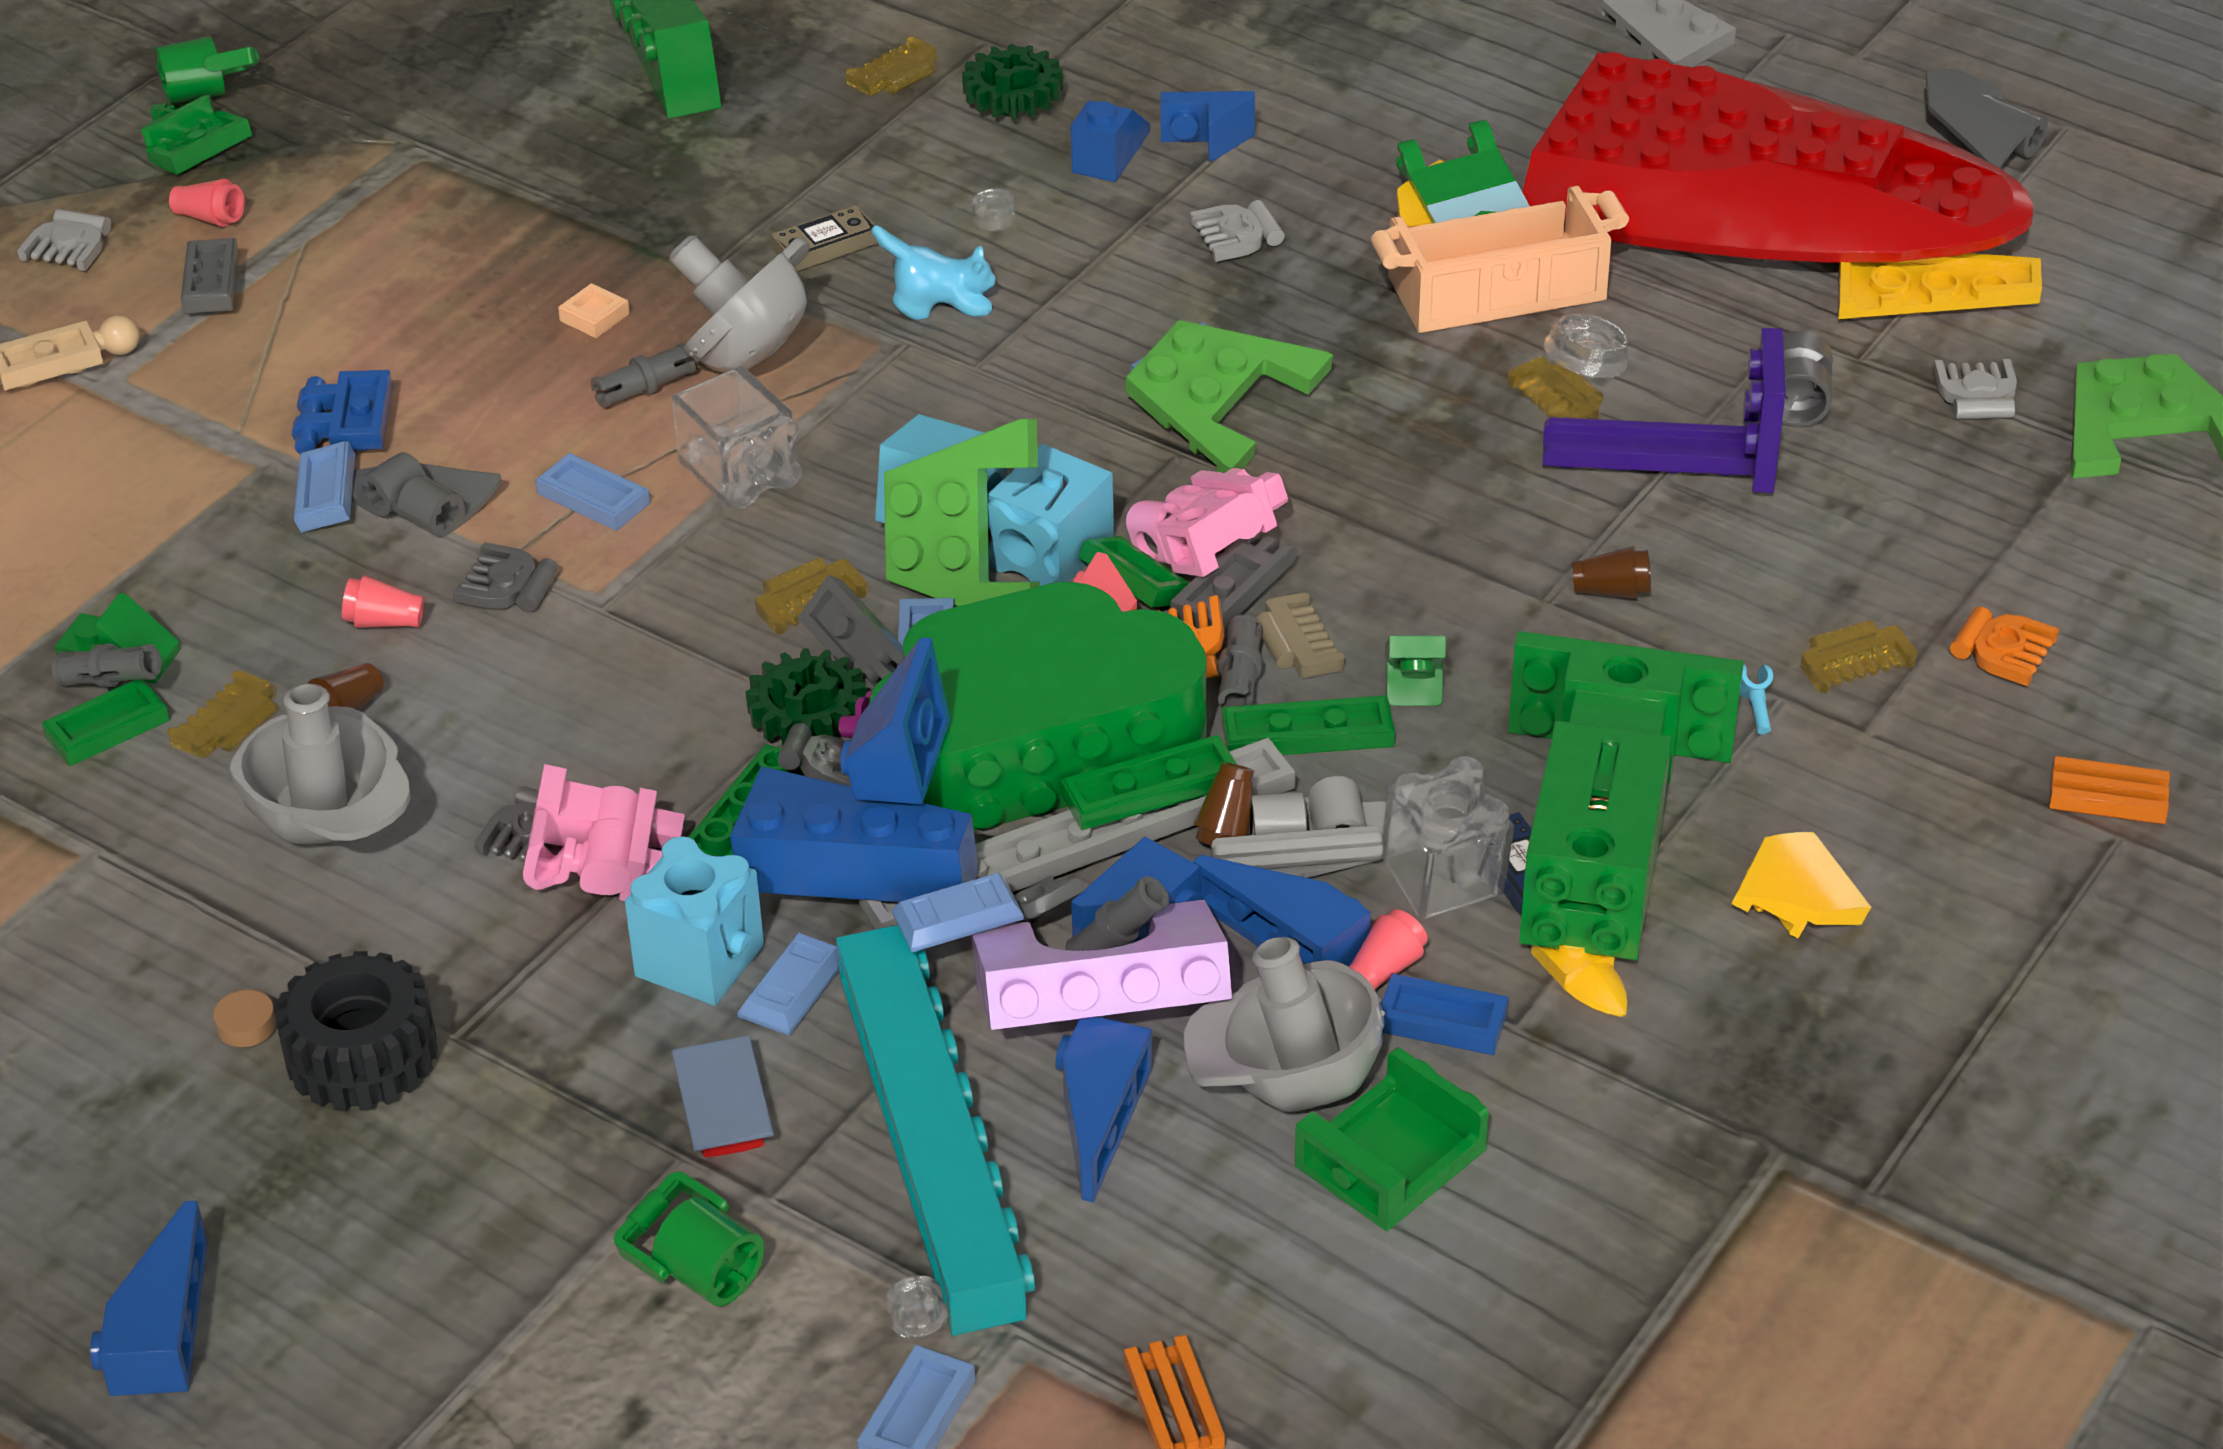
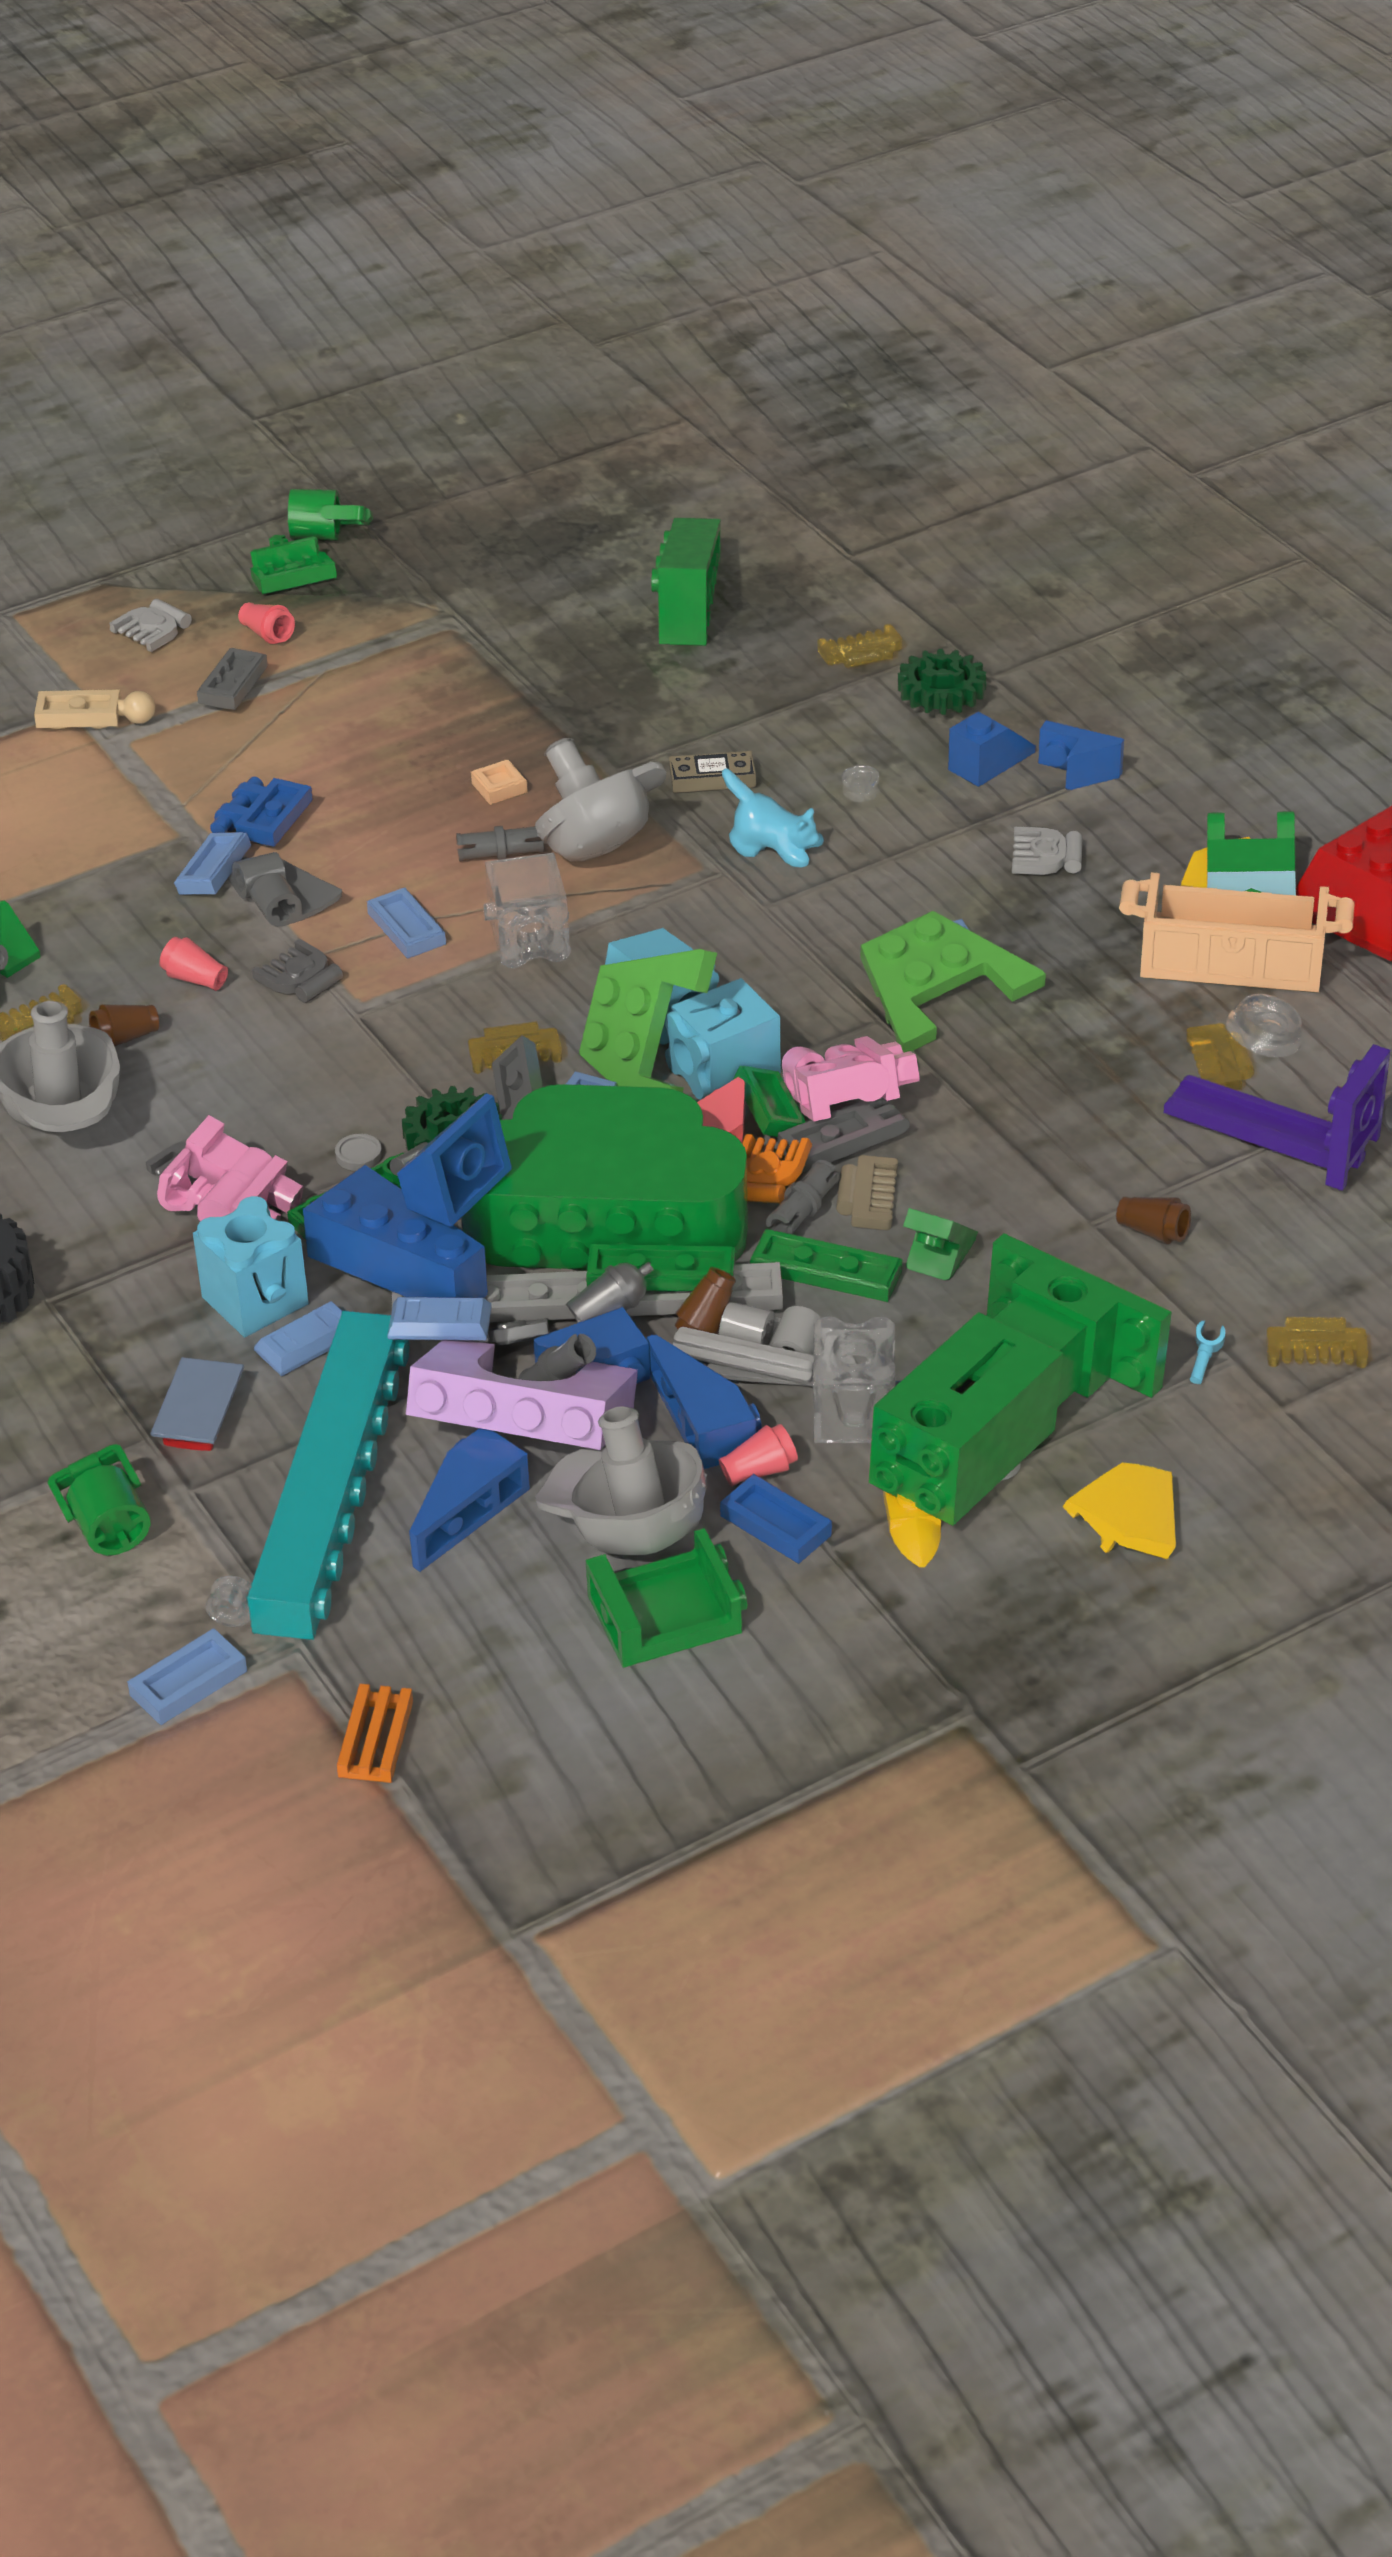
camera: 25 degrees right, 0 degrees up
(708, 759) = (358, 1150): none -> light grey piece
(1122, 824) = (615, 1288): none -> flat silver piece

